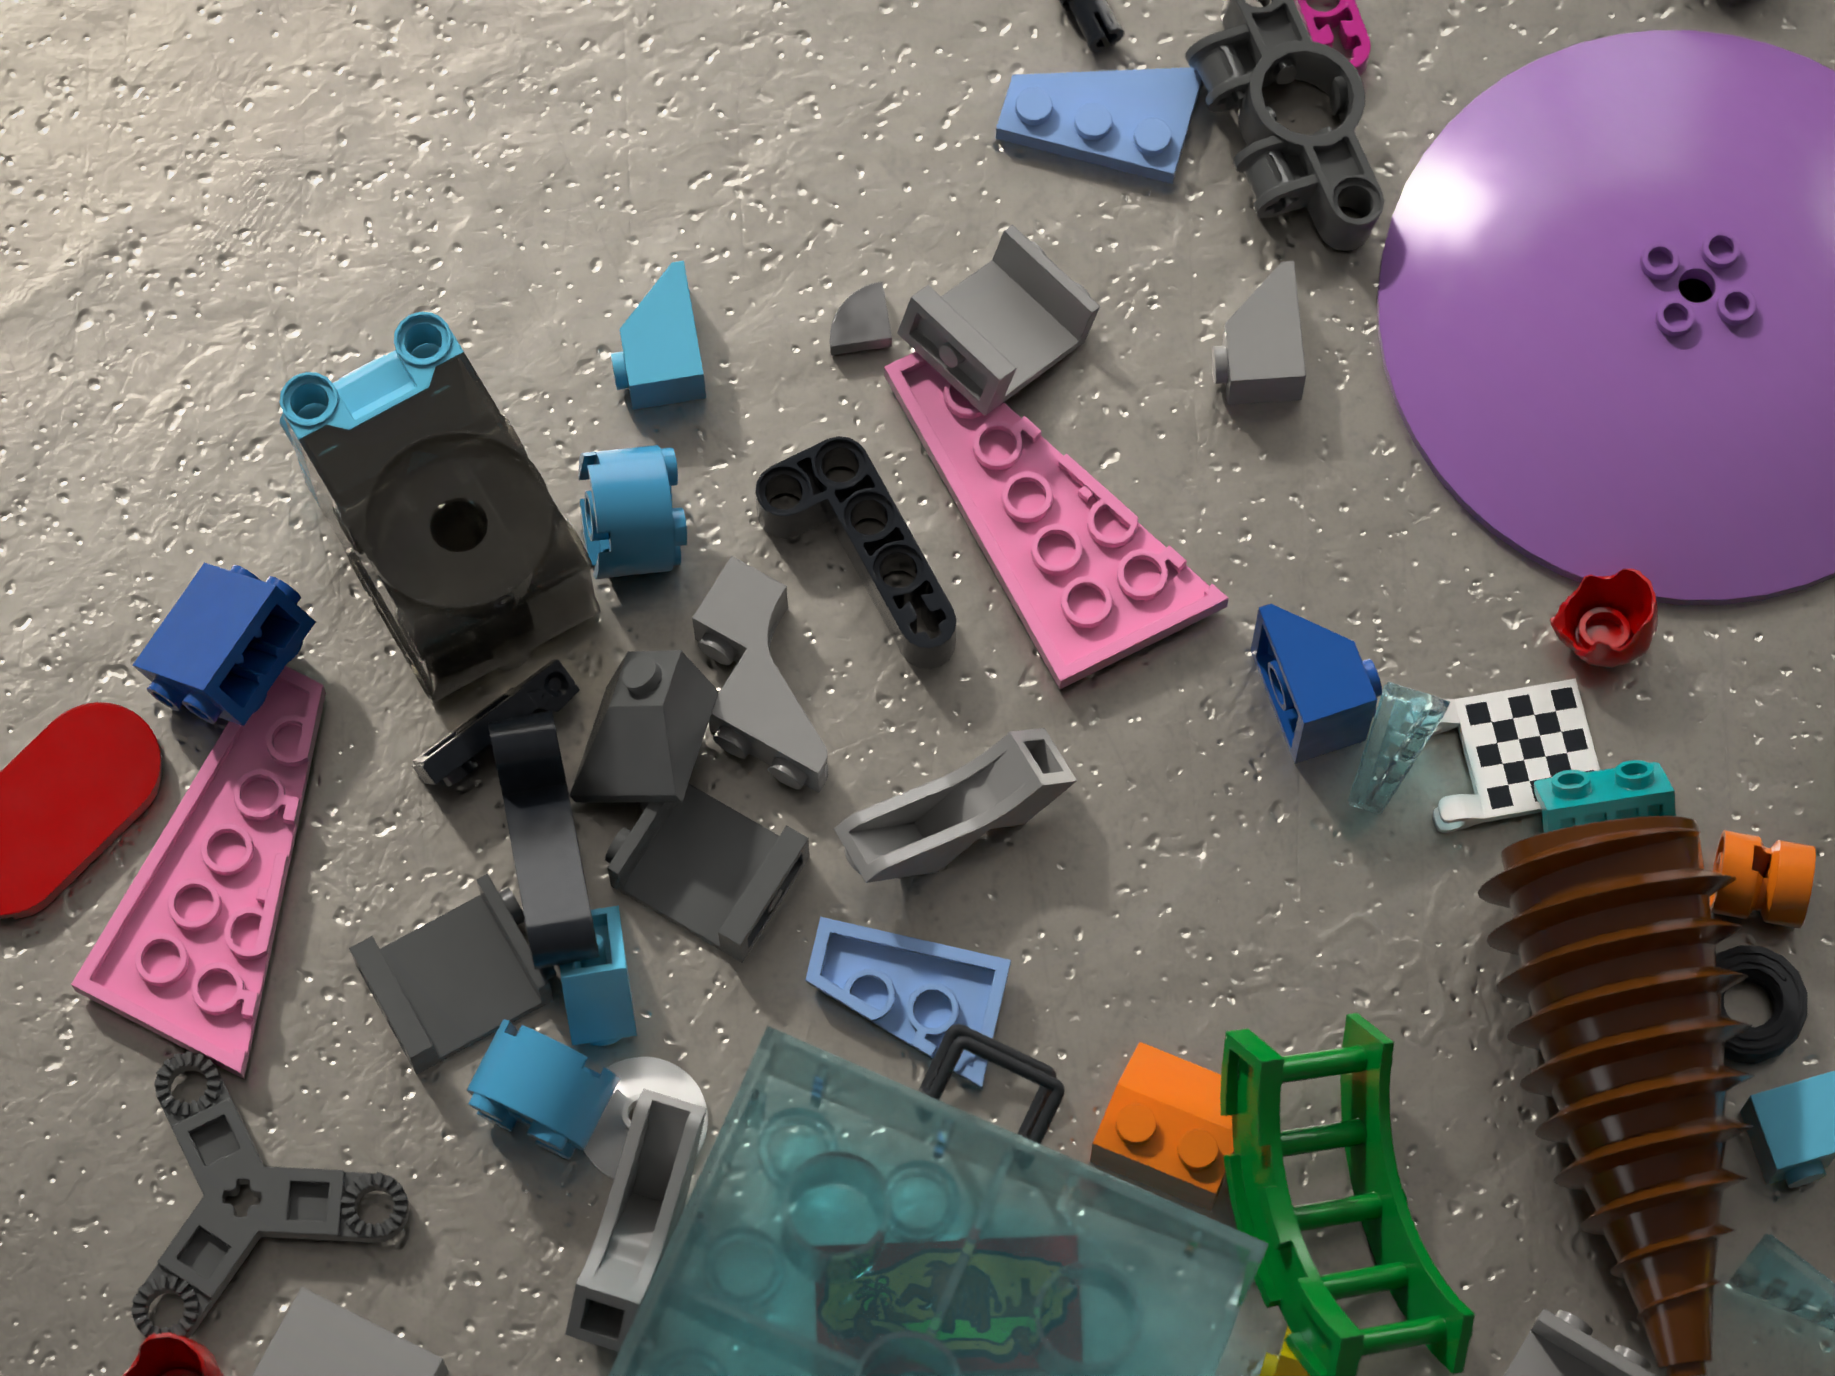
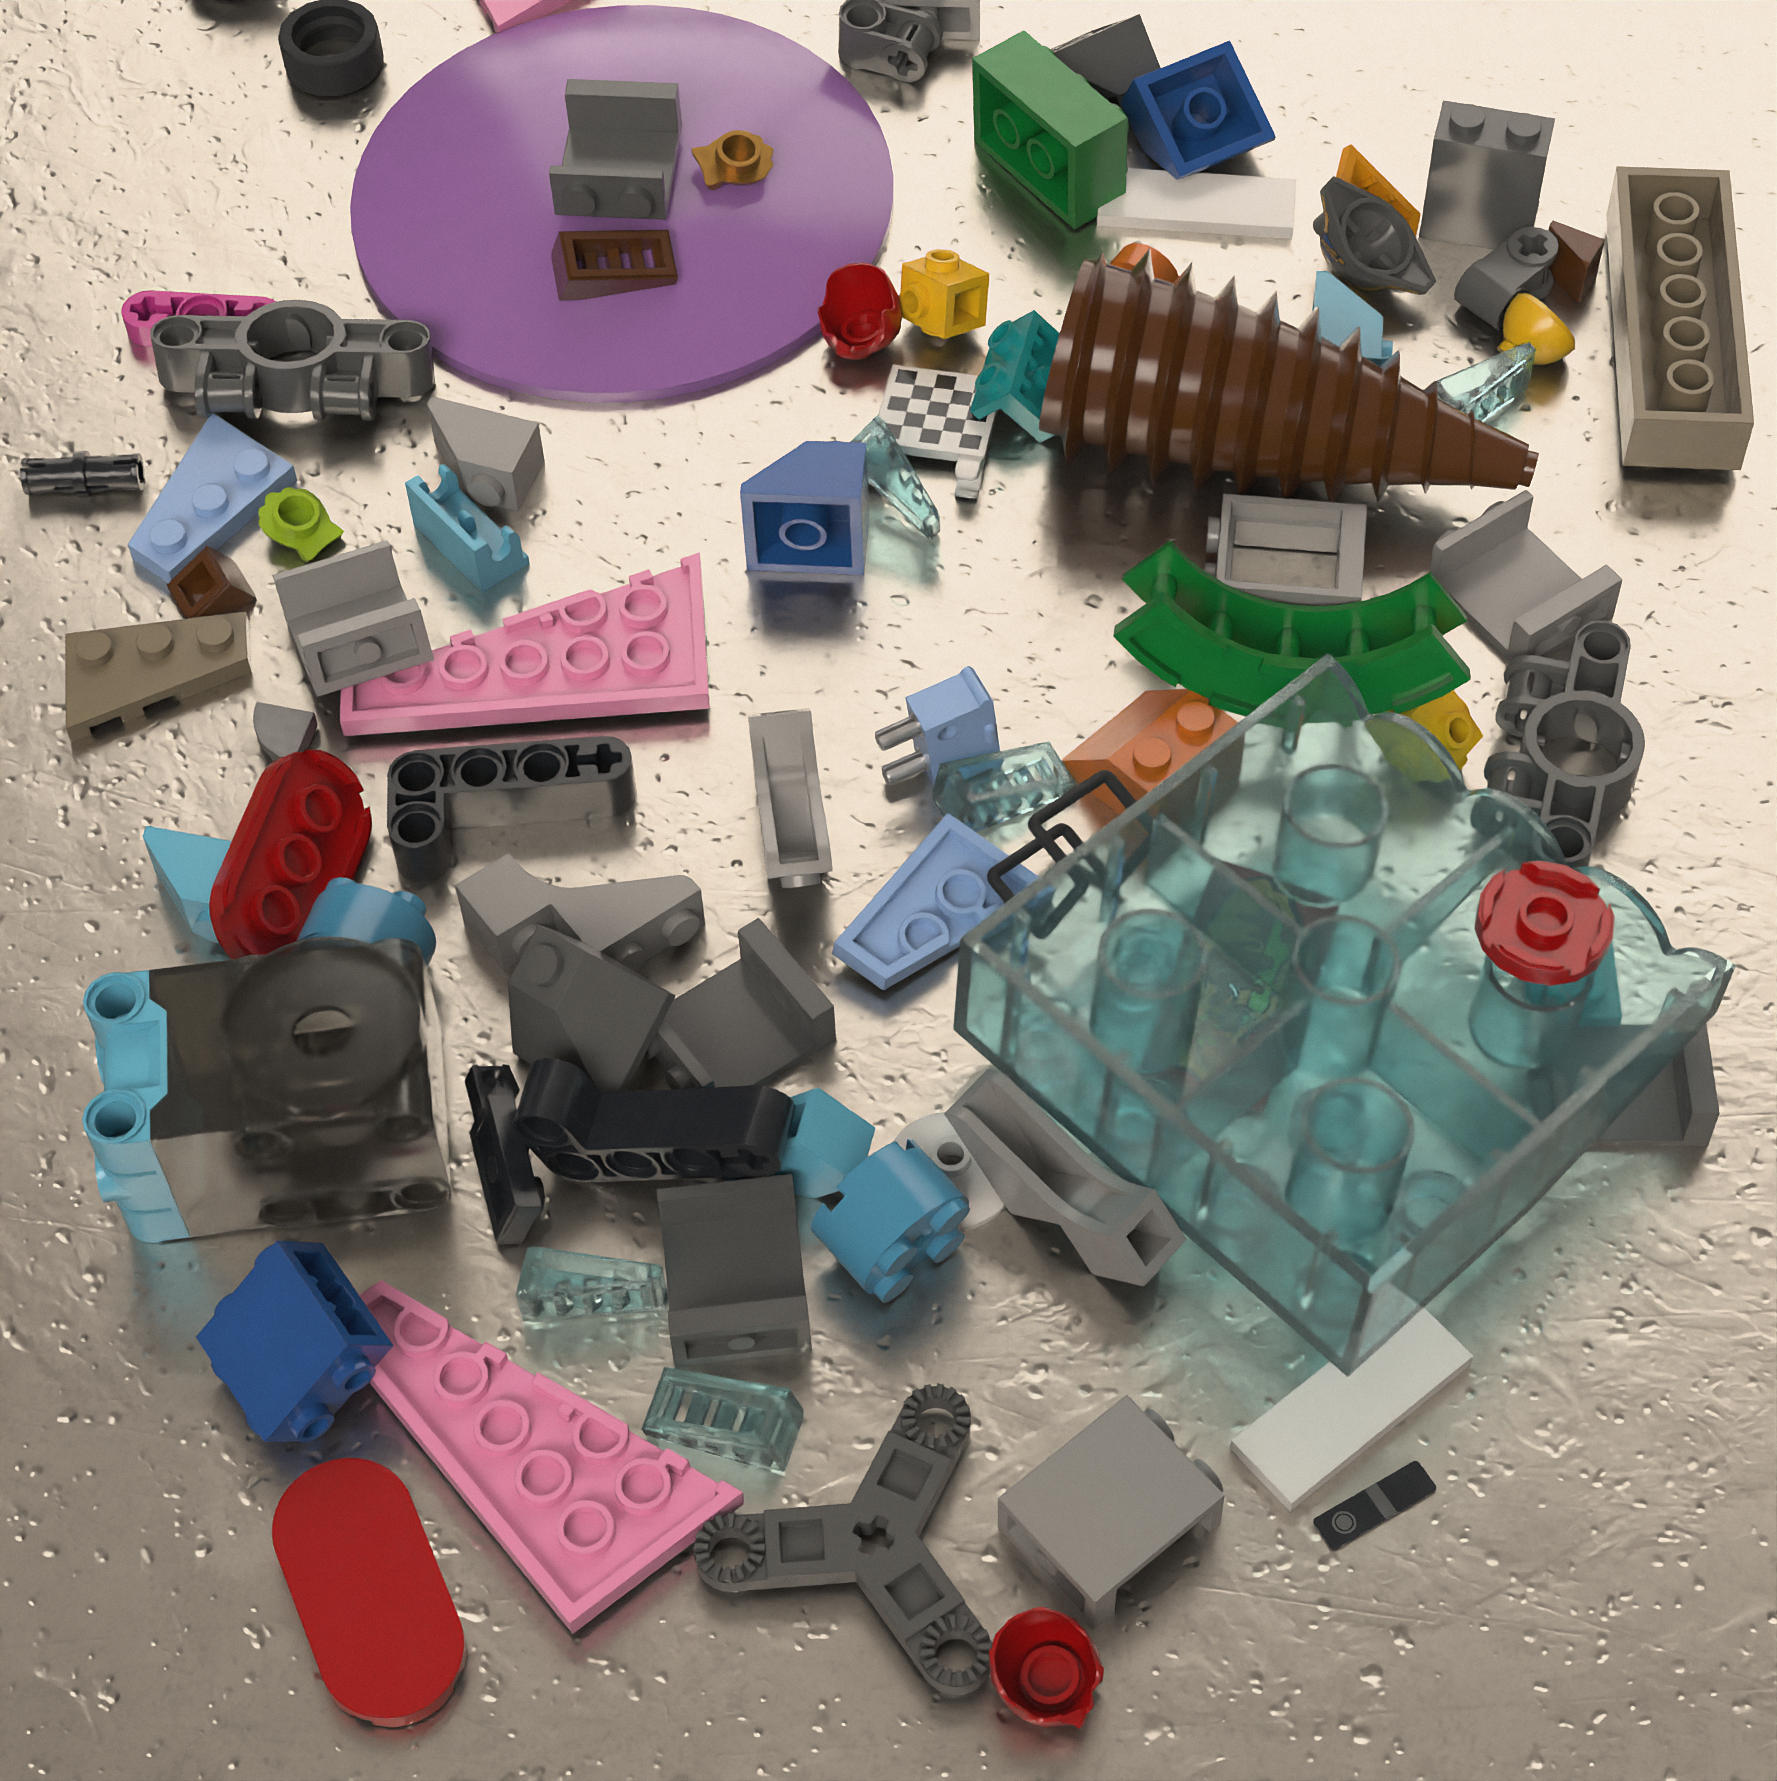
camera: 65 degrees left, 15 degrees down
(318, 1068) = (764, 1435): none -> clear light blue slope
(380, 836) = (581, 1285): none -> clear light blue slope
(707, 399) = (290, 843): none -> red tile
(888, 164) = (137, 665): none -> dark tan wing
(1003, 174) = (210, 586): none -> reddish brown slope
(1069, 1016) = (962, 792): none -> clear light blue slope
(1100, 917) = (946, 725): none -> light blue piece
(1110, 211) = (298, 522): none -> lime animal
(1167, 369) = (464, 531): none -> medium azure hinge
(1491, 1234) = (1295, 526): none -> light grey window
(1529, 299) = (596, 282): none -> reddish brown slope
(1668, 292) = (618, 149): none -> dark grey panel
(1670, 690) = (944, 294): none -> yellow brick
(1731, 406) = (734, 159): none -> pearl gold animal

